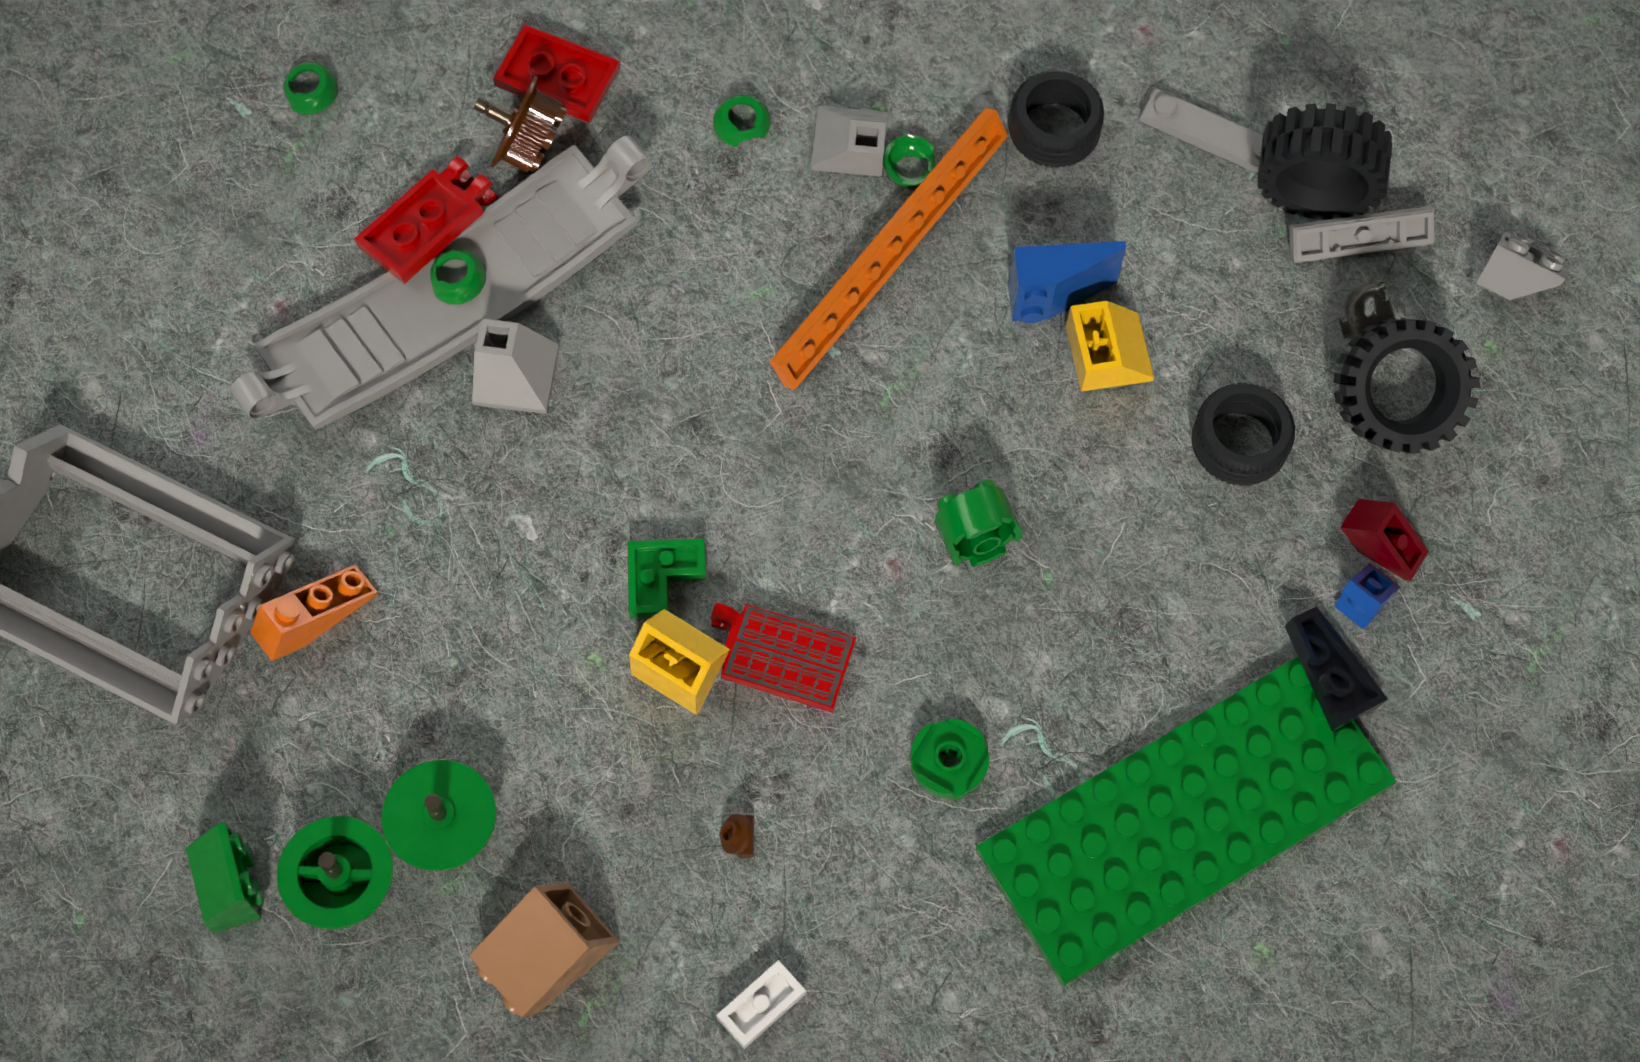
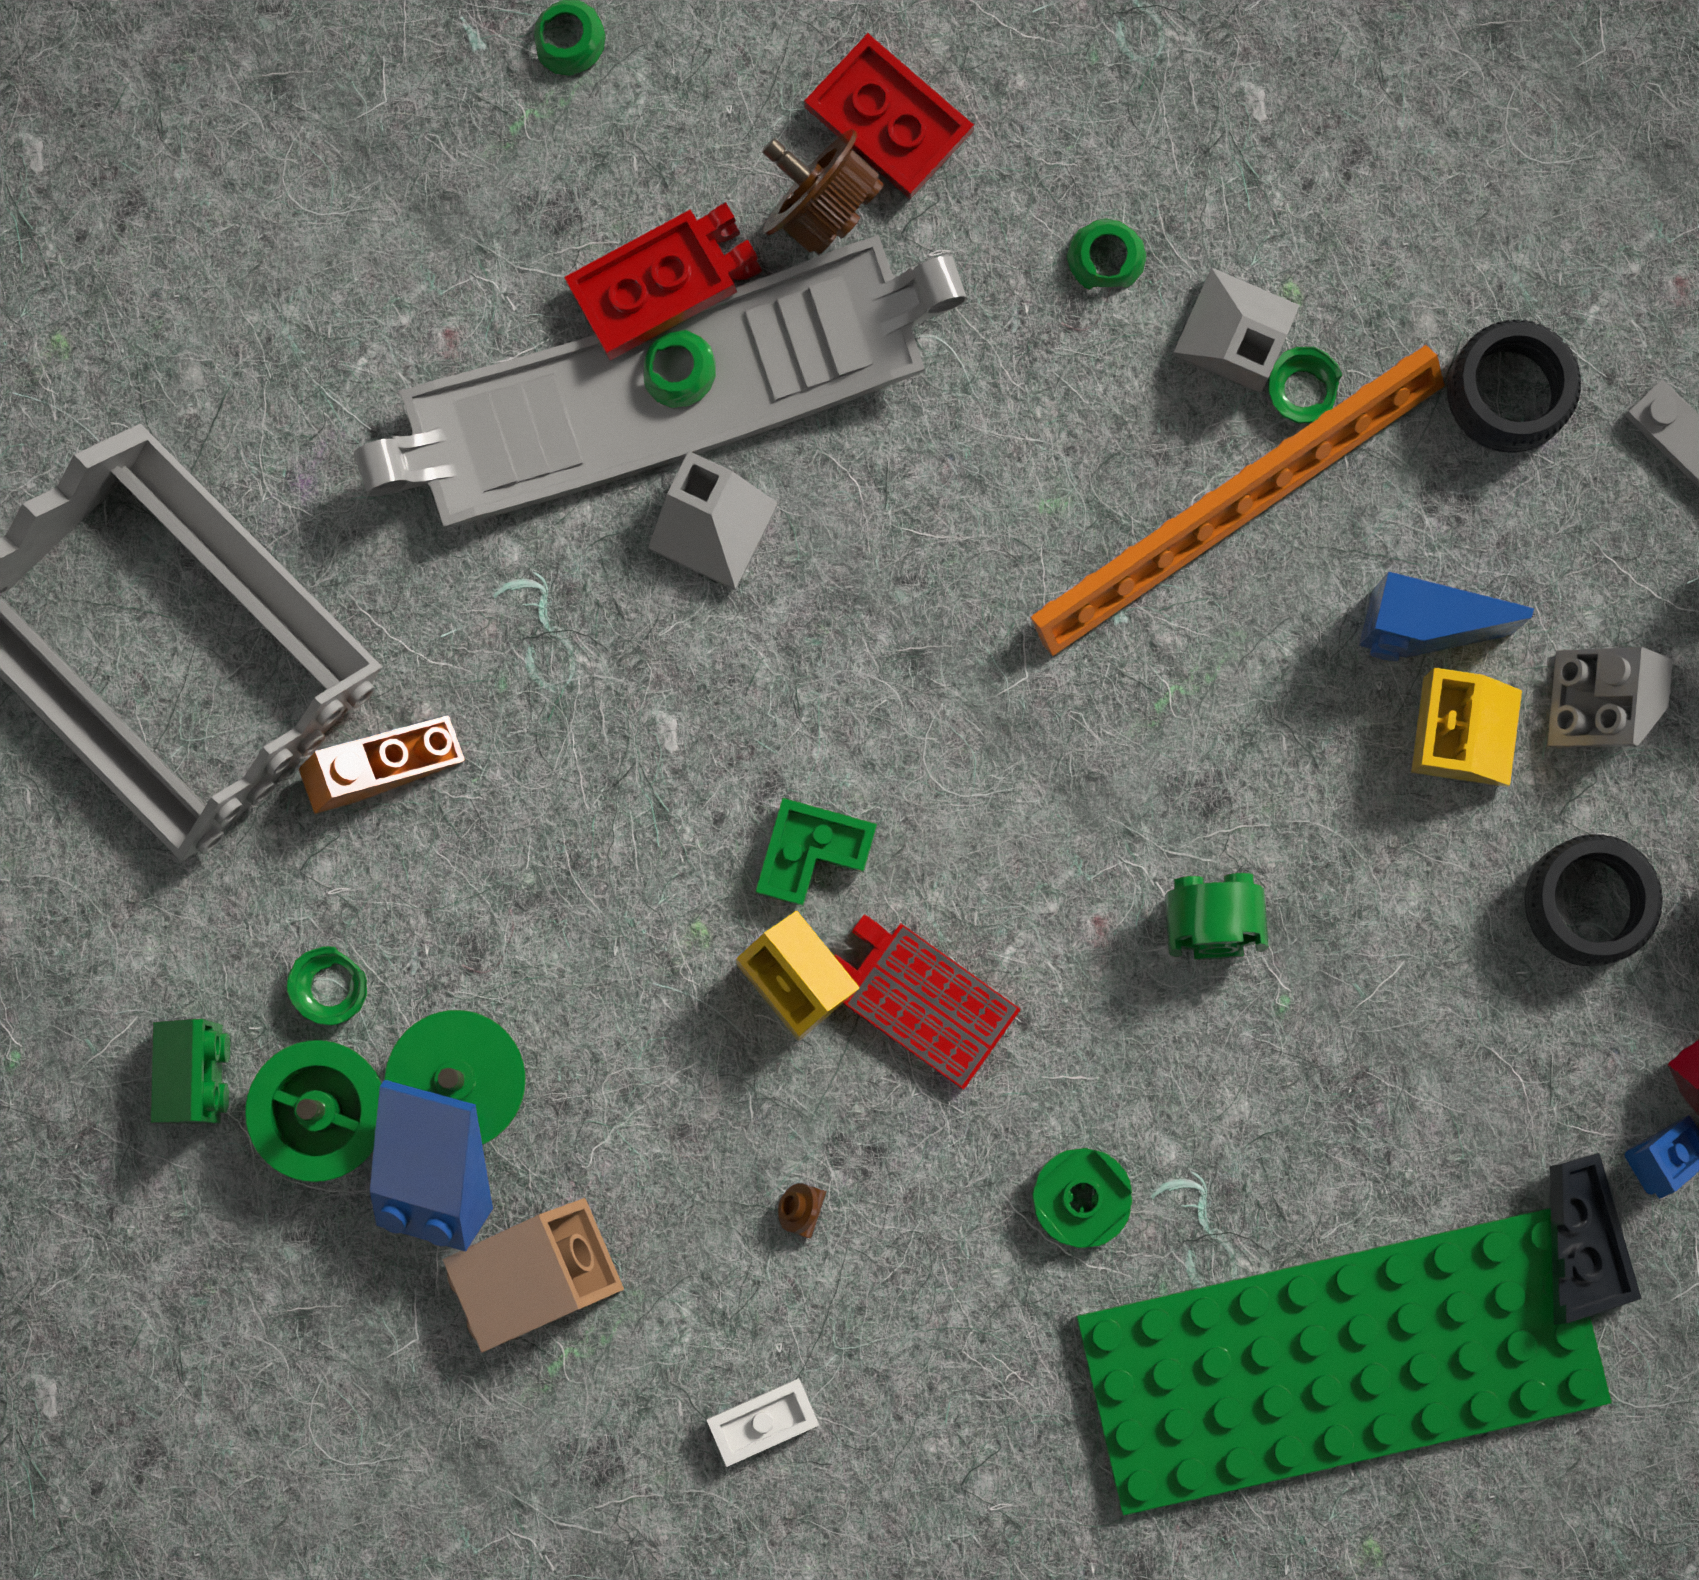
camera: 20 degrees right, 15 degrees up
(300, 774) = (300, 986): none -> green piece
(436, 880) = (428, 1167): none -> blue slope
(1198, 295) = (1607, 696): none -> light grey slope

